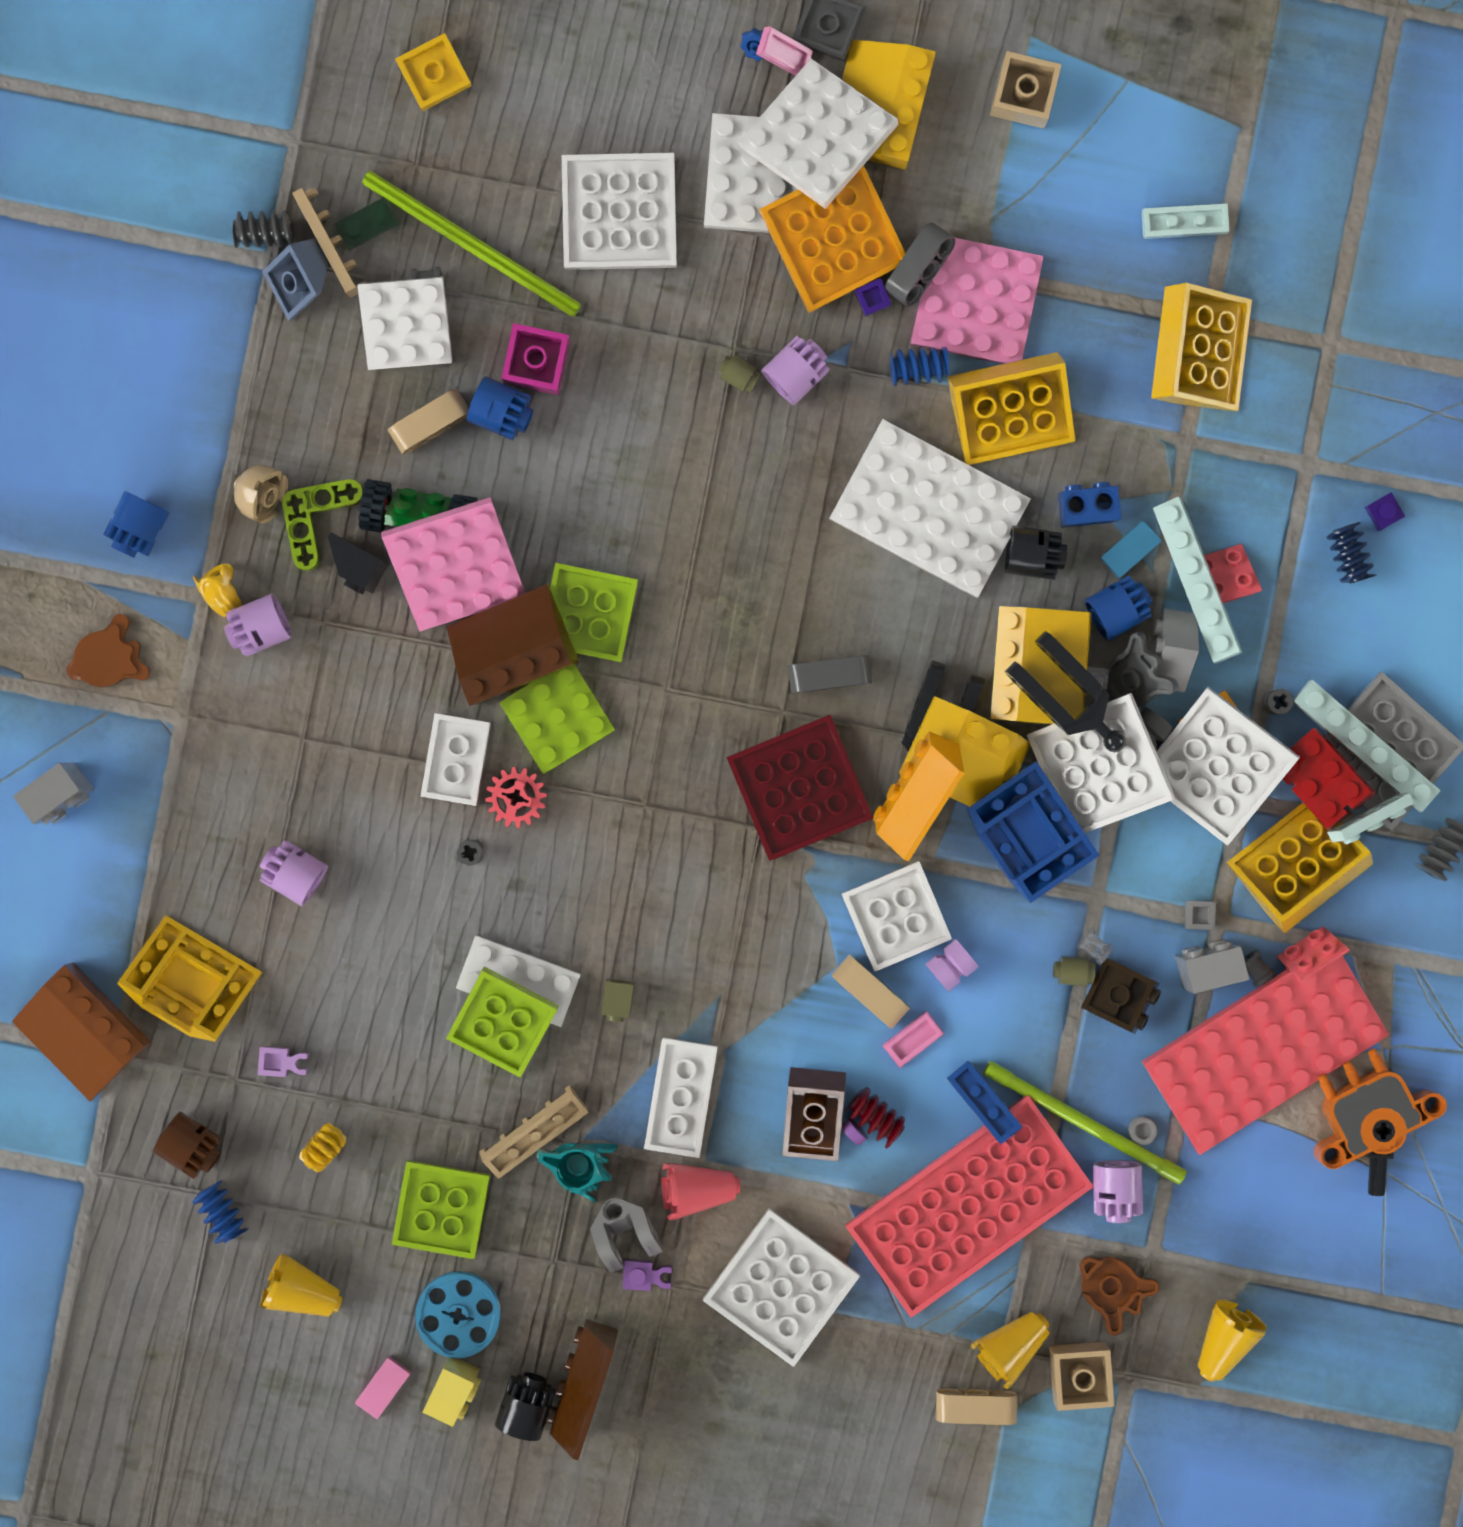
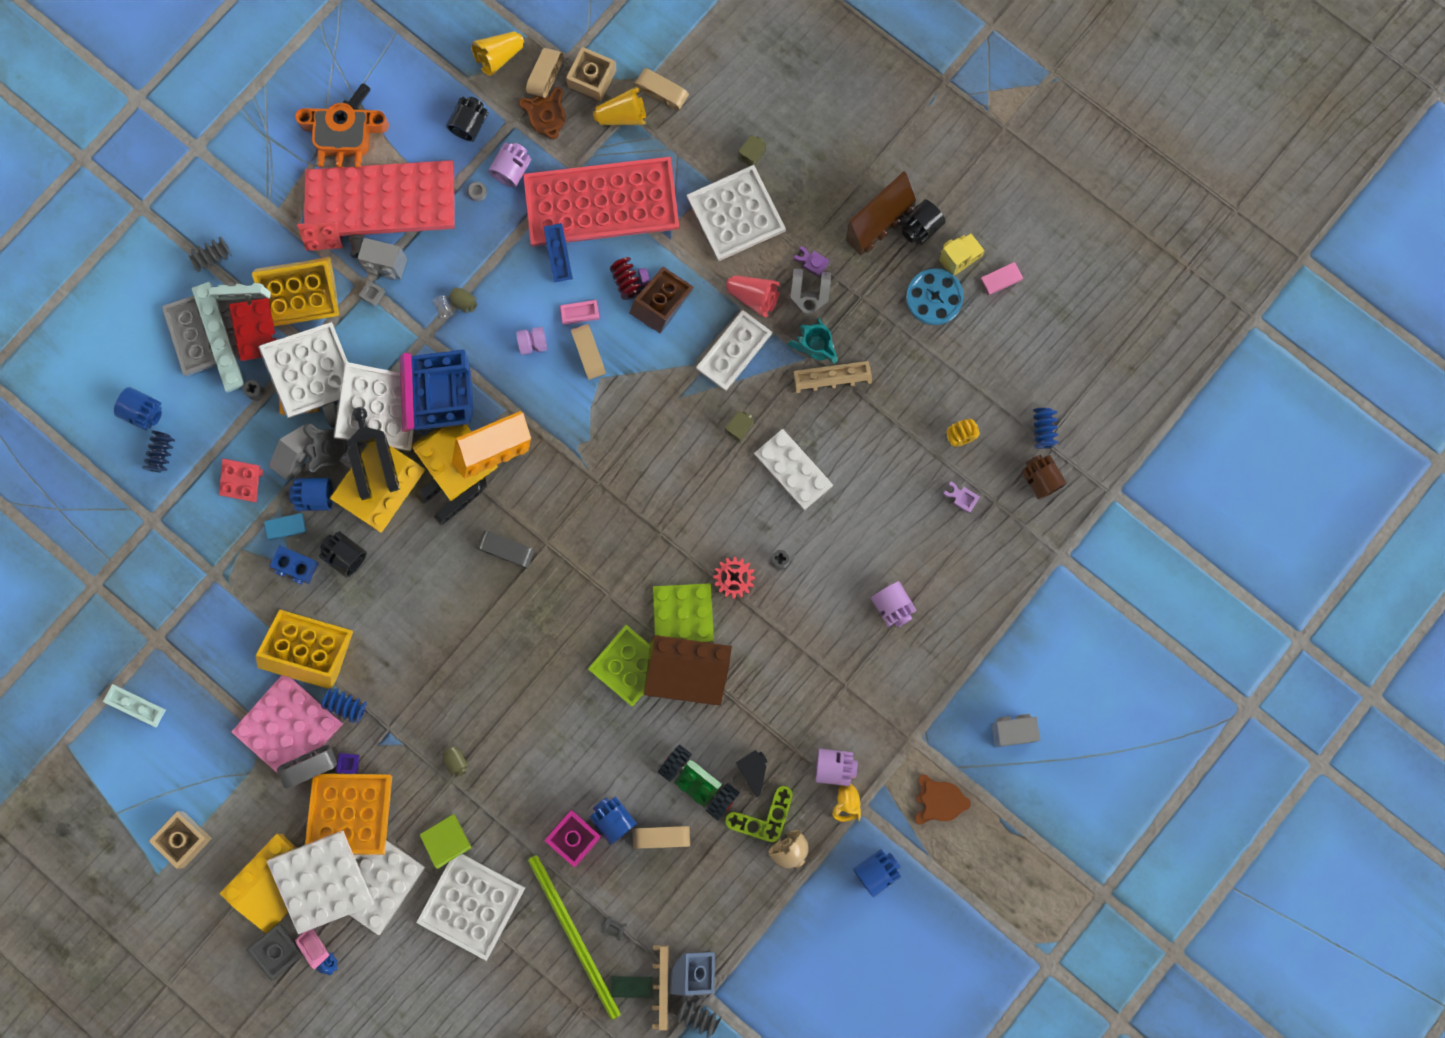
camera: 150 degrees left, 10 degrees down
(80, 1030) = (1075, 580): dark orange slope -> none
(188, 981) = (992, 574): yellow slope -> none
(299, 1290) = (1021, 359): yellow cone -> none
(405, 323) = (641, 907): white plate -> none
(440, 1209) = (912, 361): lime plate -> none
(453, 564) = (693, 737): bright pink plate -> none
(455, 759) = (758, 620): white plate -> none
(502, 1021) = (815, 449): lime plate -> none
(694, 269) = (445, 841): none -> lime tile
(796, 369) = (419, 743): lavender gear -> none
(799, 787) = (562, 492): dark red plate -> none
(806, 1385) = (752, 150): none -> olive brick
(896, 916) = (548, 387): white plate -> none
(929, 508) = (389, 617): white plate -> none
(1073, 805) = (406, 392): none -> dark pink tile
(1121, 996) = (444, 271): dark brown plate -> none
(1146, 1344) = (544, 72): none -> tan beam
(1160, 1165) = (538, 261): lime piece -> none
(1197, 580) = (256, 485): light aqua plate -> none
(1201, 347) = (171, 623): yellow slope -> none
(1212, 1222) = (467, 118): none -> black gear
(1384, 511) = (124, 467): dark purple plate -> none
(1412, 594) = (137, 408): none -> blue gear

